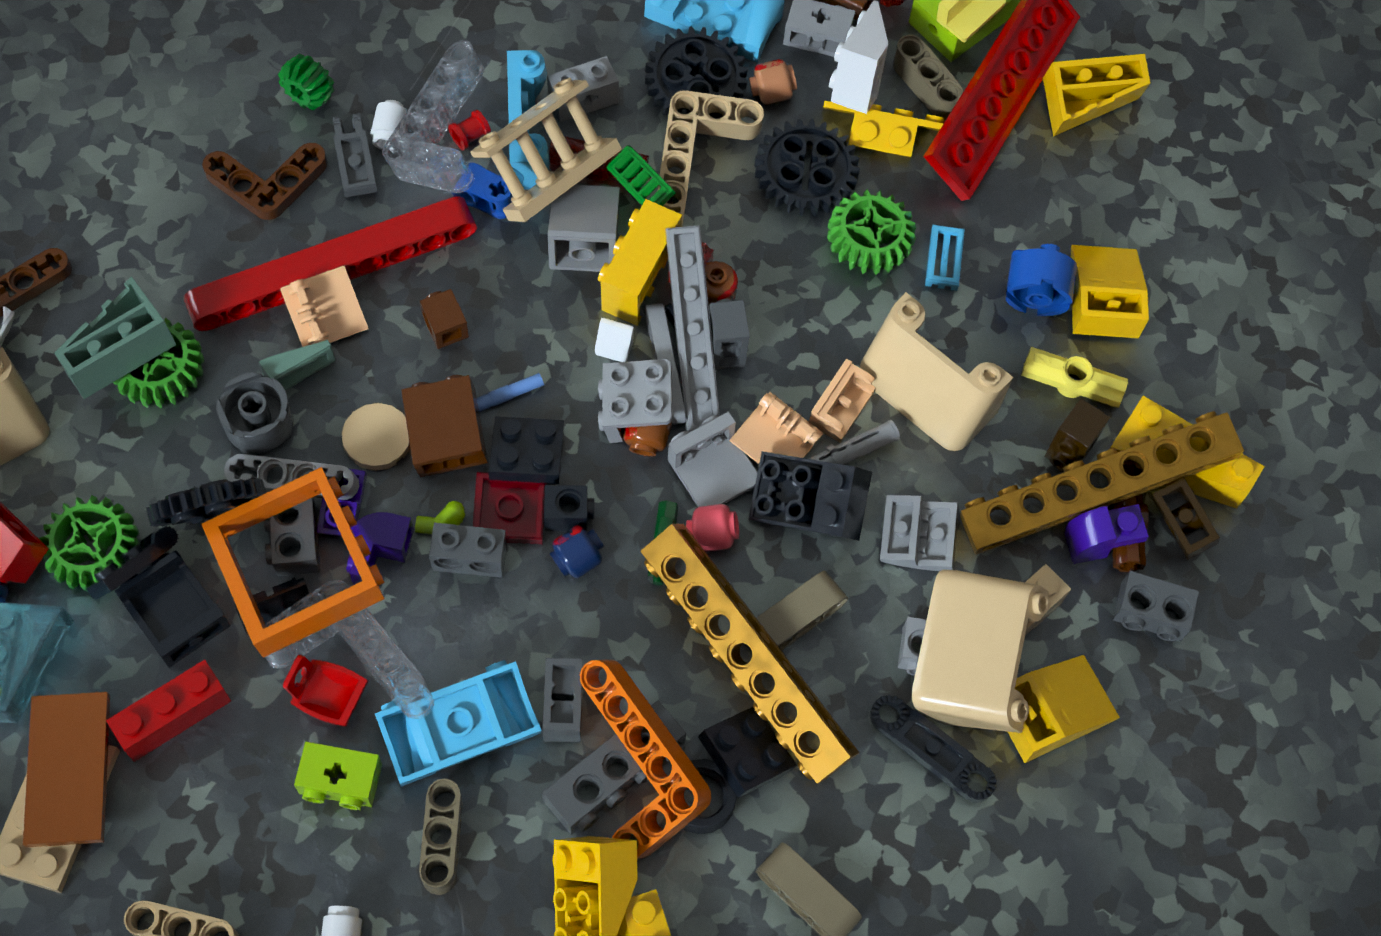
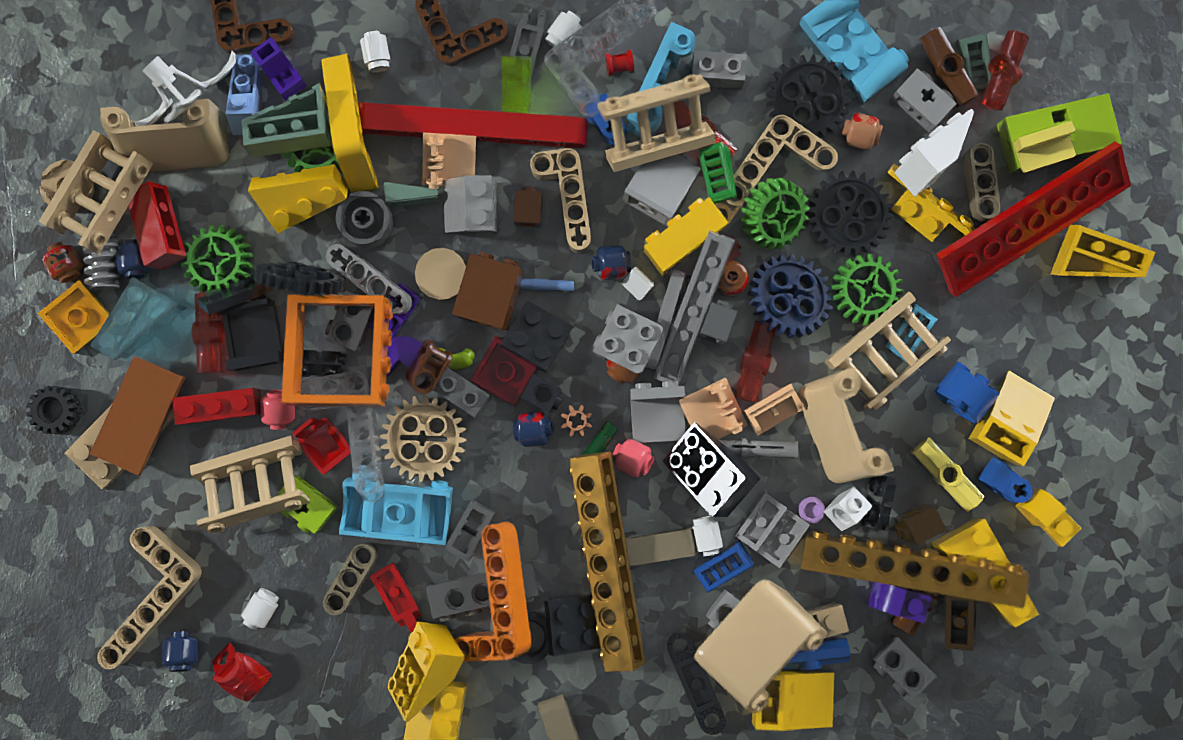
camera: 35 degrees right, 20 degrees up
(38, 345) = (244, 92): none -> light blue slope
(67, 298) = (278, 68): none -> dark purple brick
(117, 636) = (207, 336): none -> clear red piece
(160, 418) = (299, 195): none -> yellow wedge
(180, 236) = (375, 51): none -> white brick
(188, 317) = (346, 124): none -> yellow beam
(235, 757) = (234, 465): none -> tan fence
(247, 678) = (275, 412): none -> coral head
(361, 193) = (516, 83): none -> clear neon green hinge
(375, 336) = (470, 204): none -> light grey slope
(415, 525) = (428, 365): none -> reddish brown piece
(462, 653) = (422, 462): none -> tan gear
(487, 289) = (569, 201): none -> tan beam
(511, 830) = (397, 596): none -> red hinge
(571, 331) = (611, 262): none -> dark blue head
(621, 528) = (583, 417): none -> nougat gear
(717, 177) = (768, 207): none -> bright green gear
(792, 273) = (790, 296): none -> dark blue gear
(793, 360) = (755, 362): none -> clear red piece
(848, 571) = (707, 535): none -> white brick
(902, 576) = (728, 574): none -> blue slope
(910, 260) = (883, 326): none -> tan fence
(949, 488) = (811, 509): none -> lavender tile
(988, 462) = (847, 508): none -> white brick
(1013, 433) = (879, 489): none -> black hinge
(1049, 642) = (829, 652): none -> blue piece
(1138, 356) = (1002, 479): none -> blue piece
(1204, 359) = (1050, 515): none -> yellow brick

